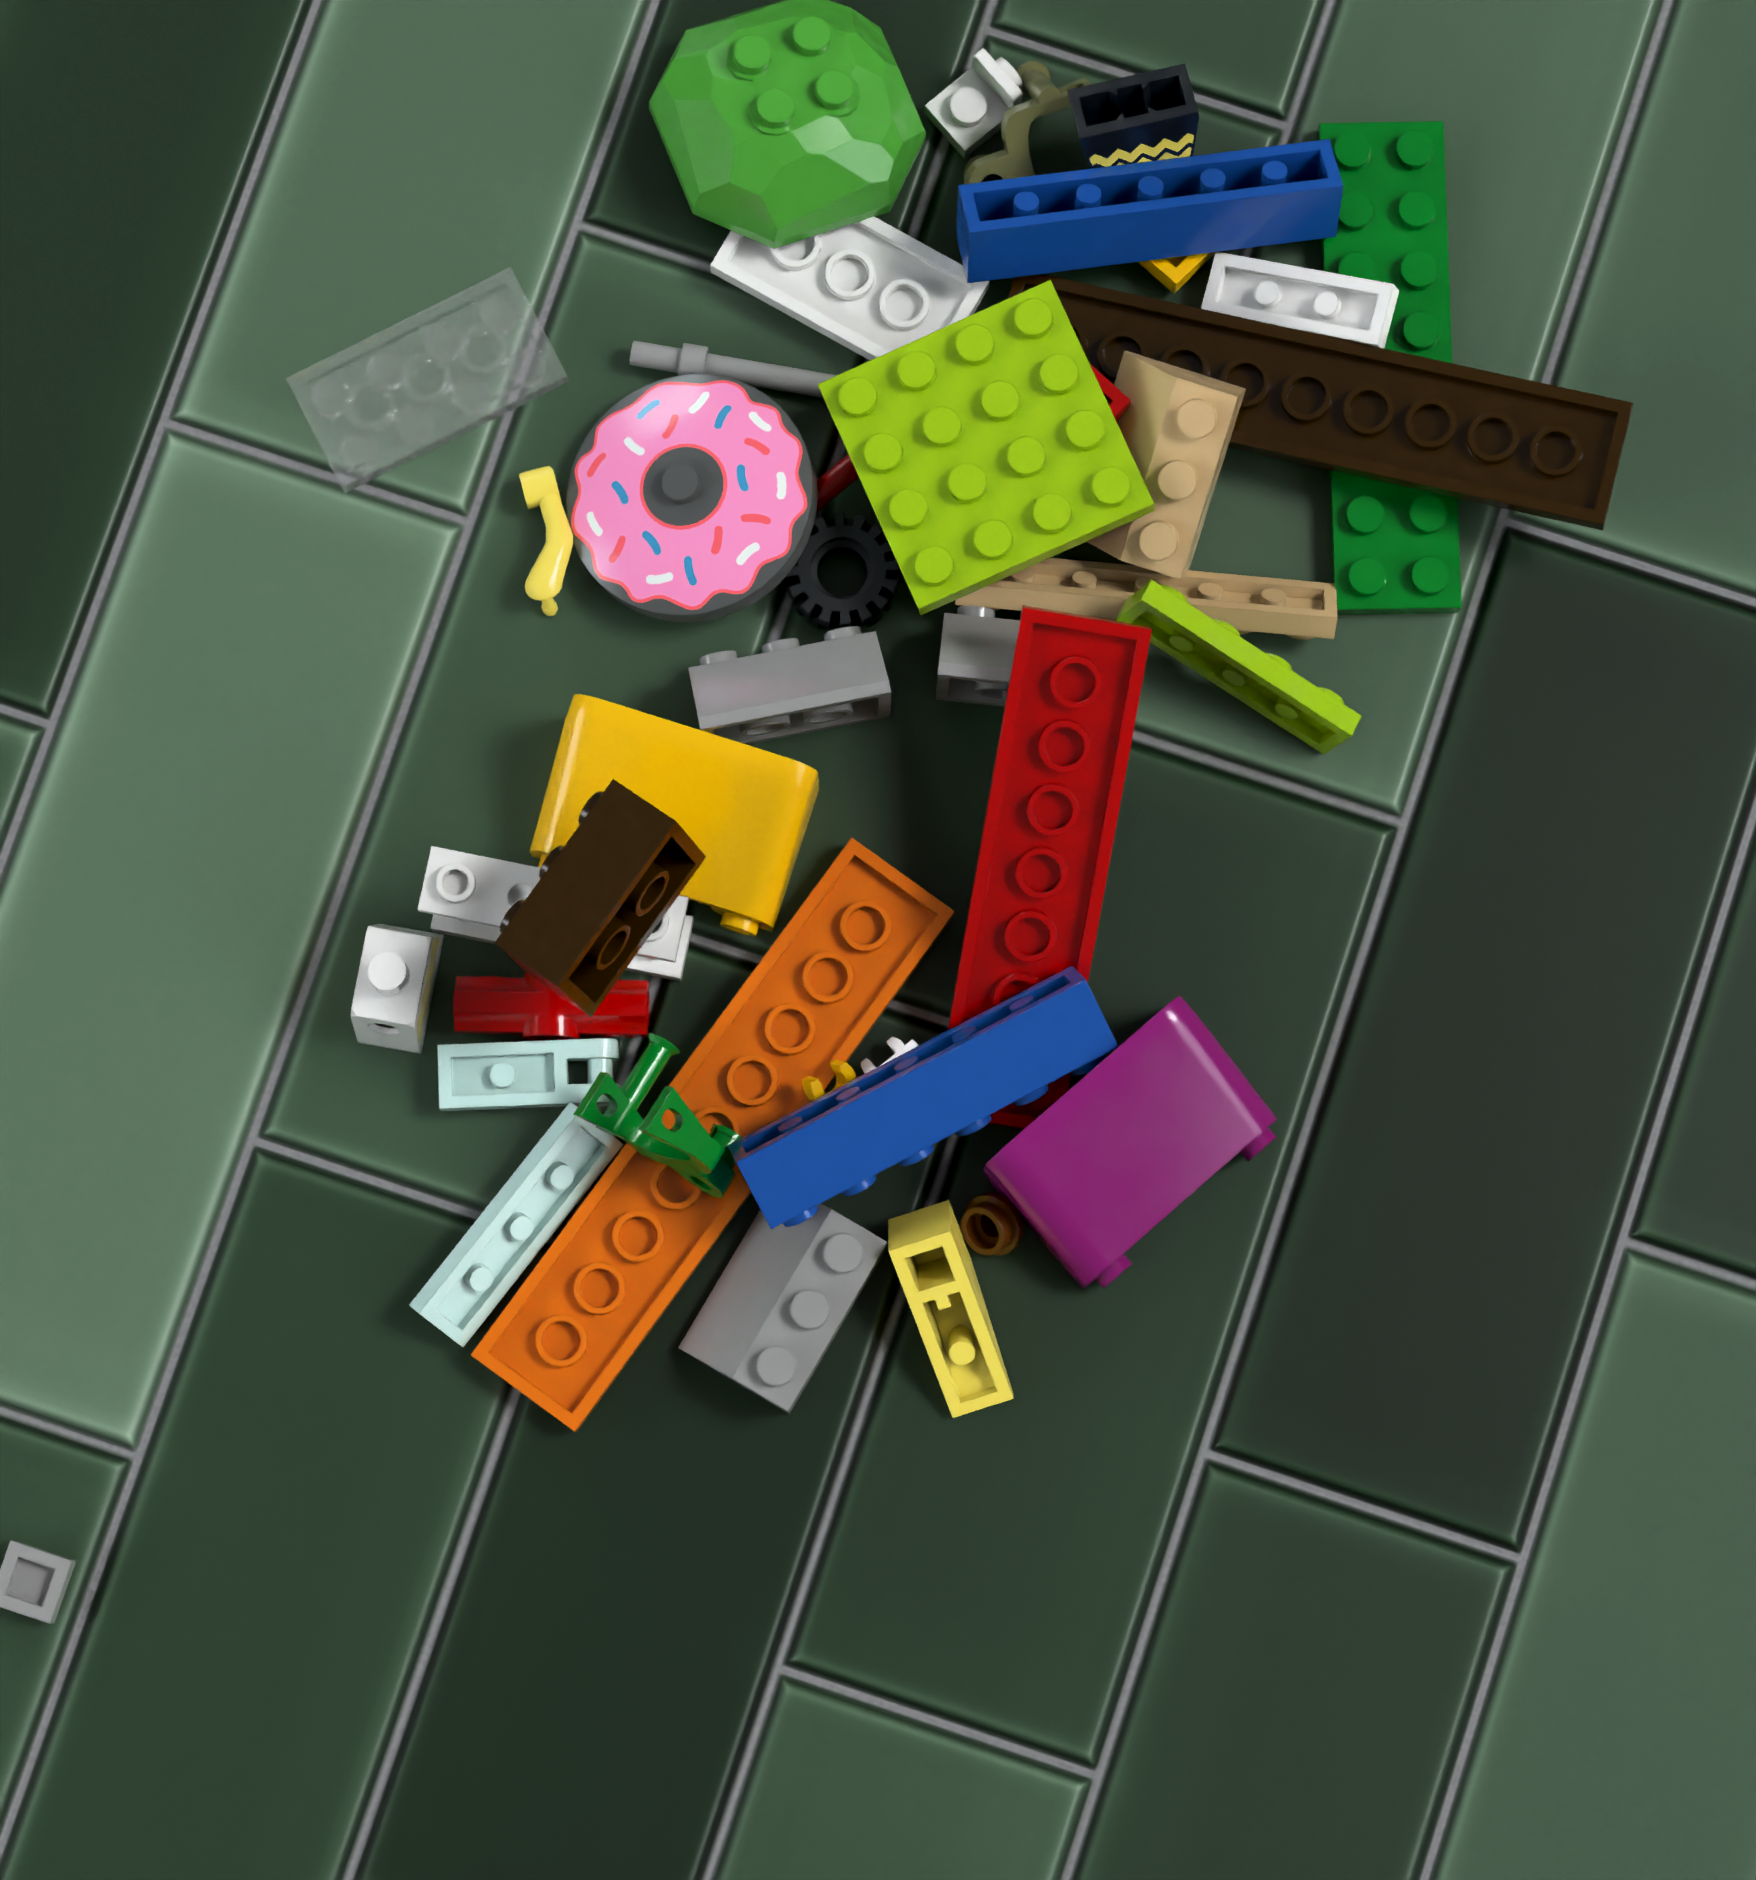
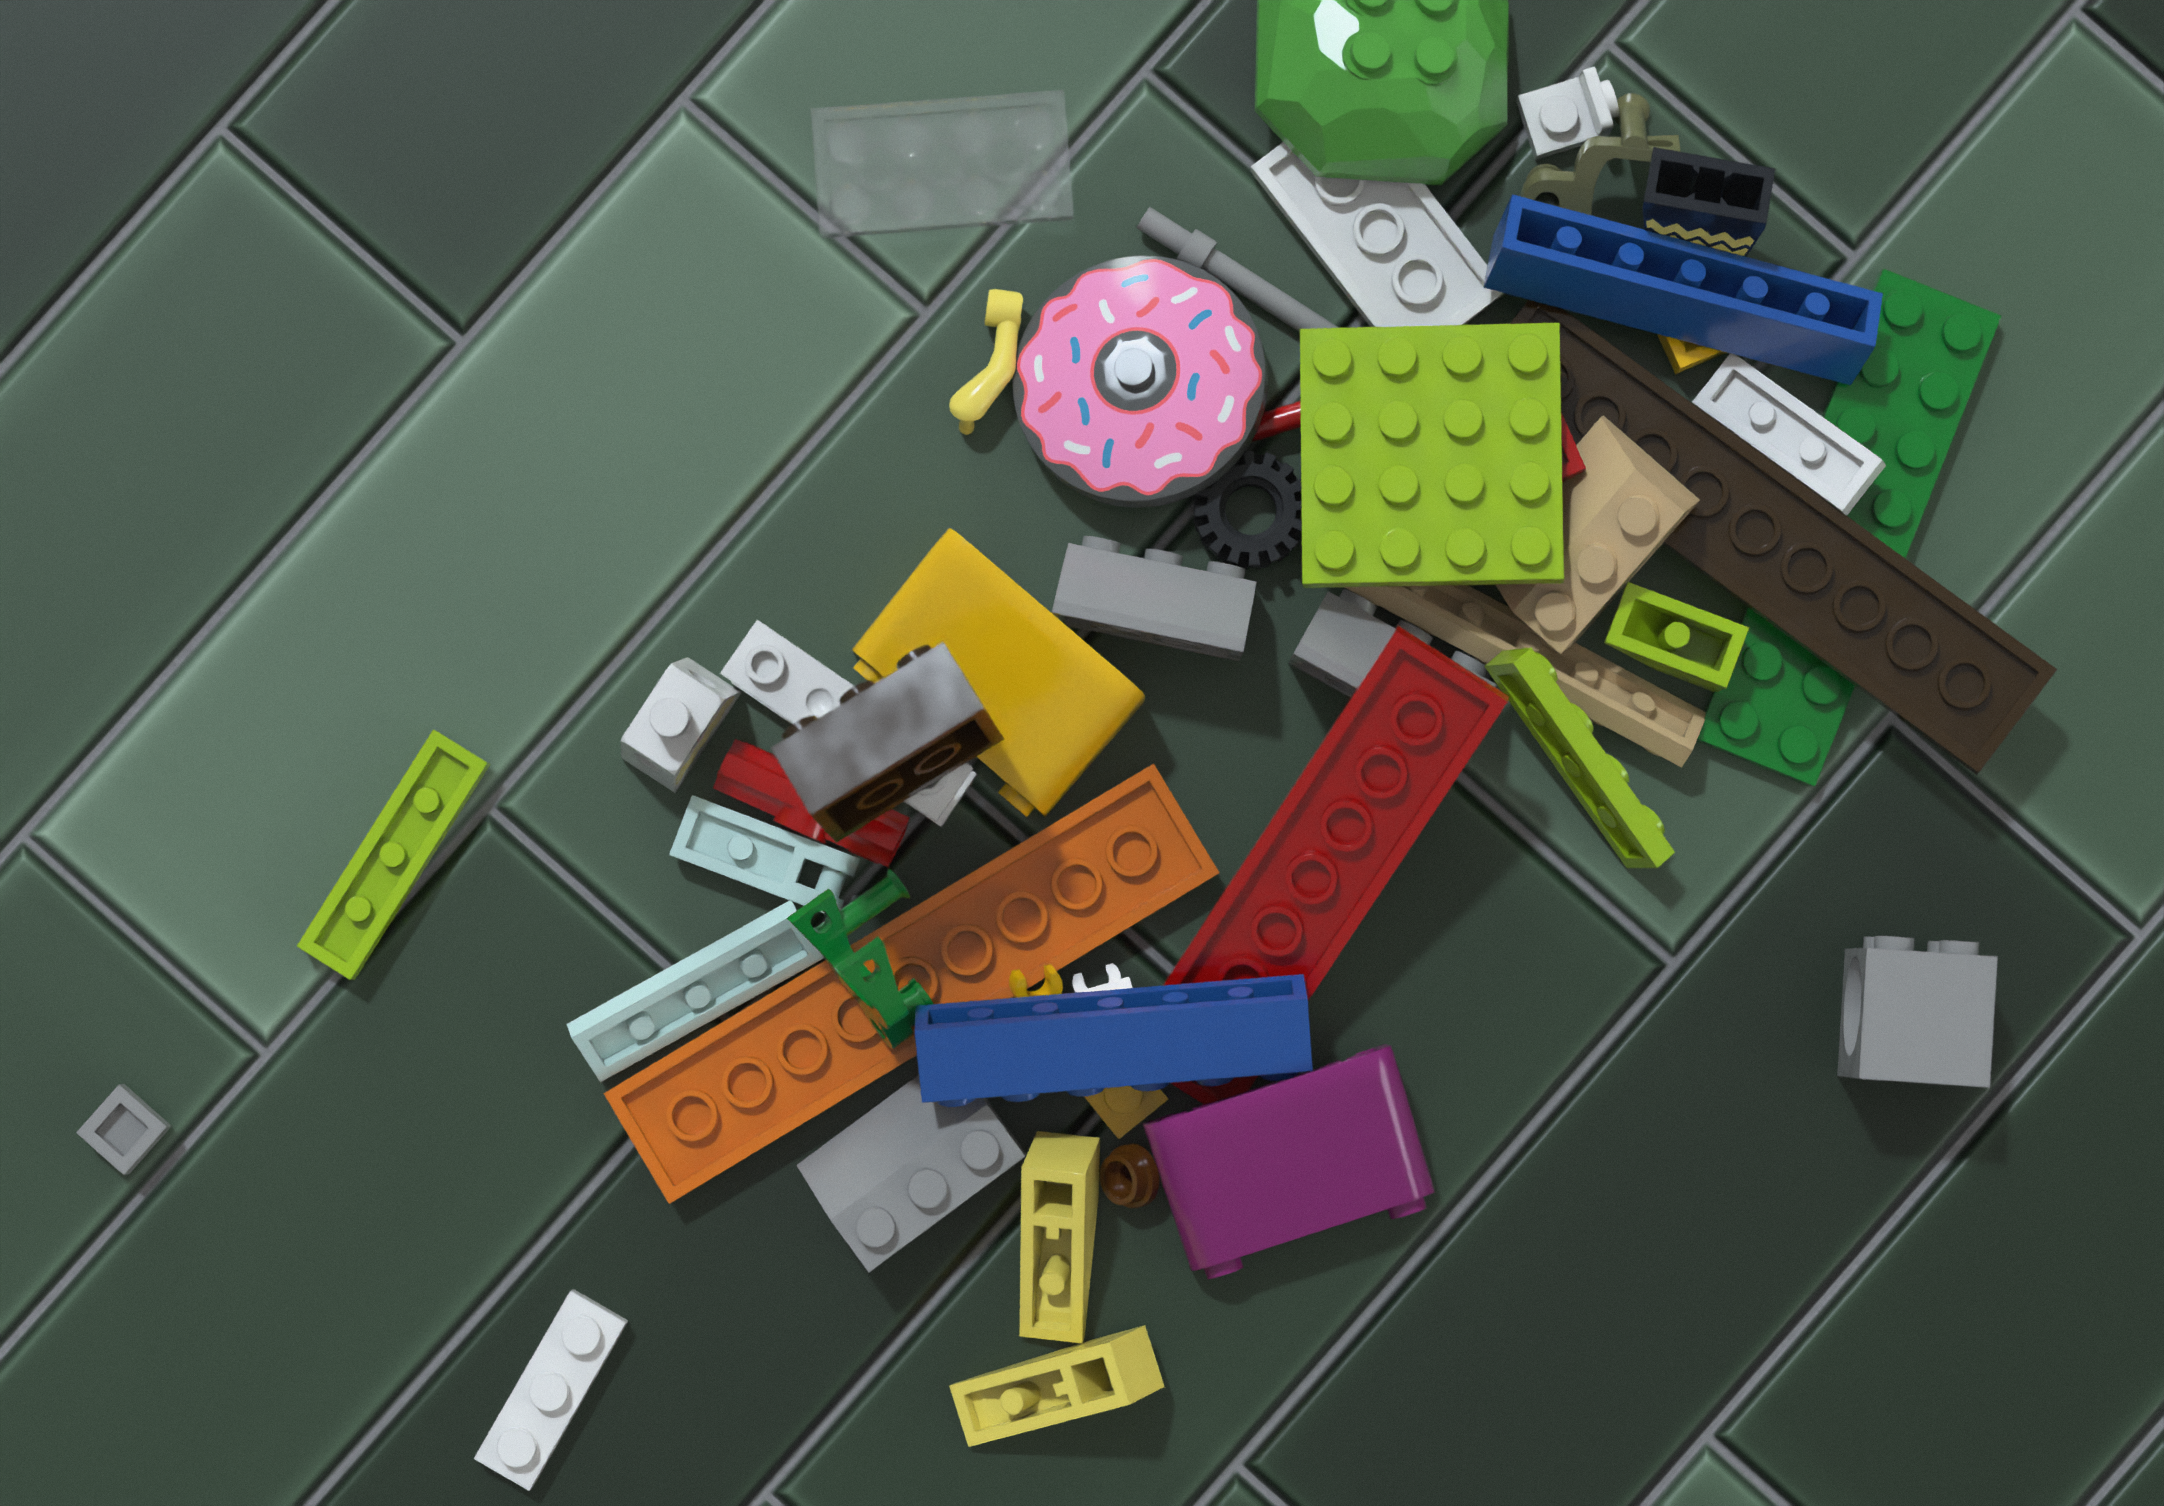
camera: 30 degrees right, 5 degrees up
(181, 1218) = (393, 855): none -> lime plate
(536, 1655) = (551, 1389): none -> white plate
(957, 1161) = (1125, 1107): none -> yellow plate
(1007, 1448) = (1058, 1386): none -> light yellow slope
(1279, 523) = (1676, 638): none -> lime slope
(1644, 767) = (1917, 1012): none -> light grey brick

